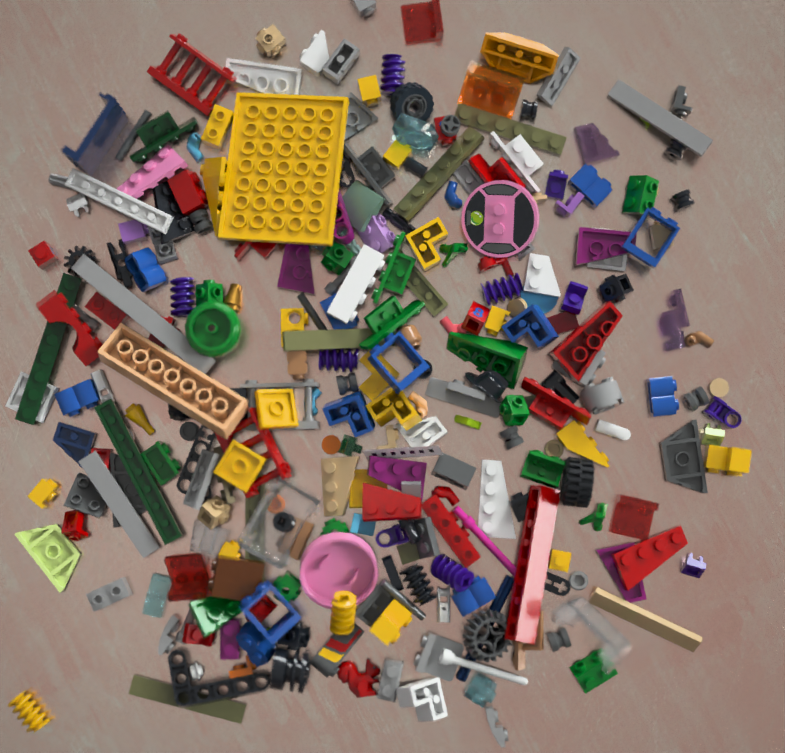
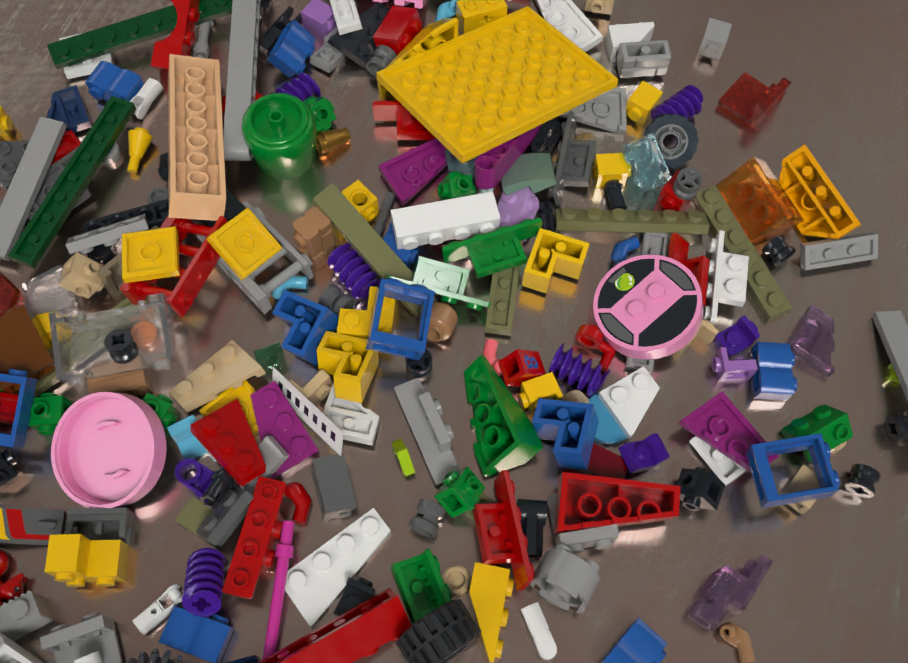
camera: 50 degrees right, 20 degrees down
(106, 311) = (219, 44): red brick -> none
(161, 463) = (104, 196): green bracket -> none
(331, 444) = (256, 338): orange tile -> none
(343, 613) = (56, 492): yellow piece -> none
(392, 573) = (154, 517): black beam -> none
(402, 599) = (128, 553): dark grey bar -> none
(418, 584) = (162, 555): black piece -> none
(420, 404) = (379, 393): light nougat arm -> none
(452, 250) = (570, 293): green piece -> none
(490, 382) = (466, 440): black piece -> none

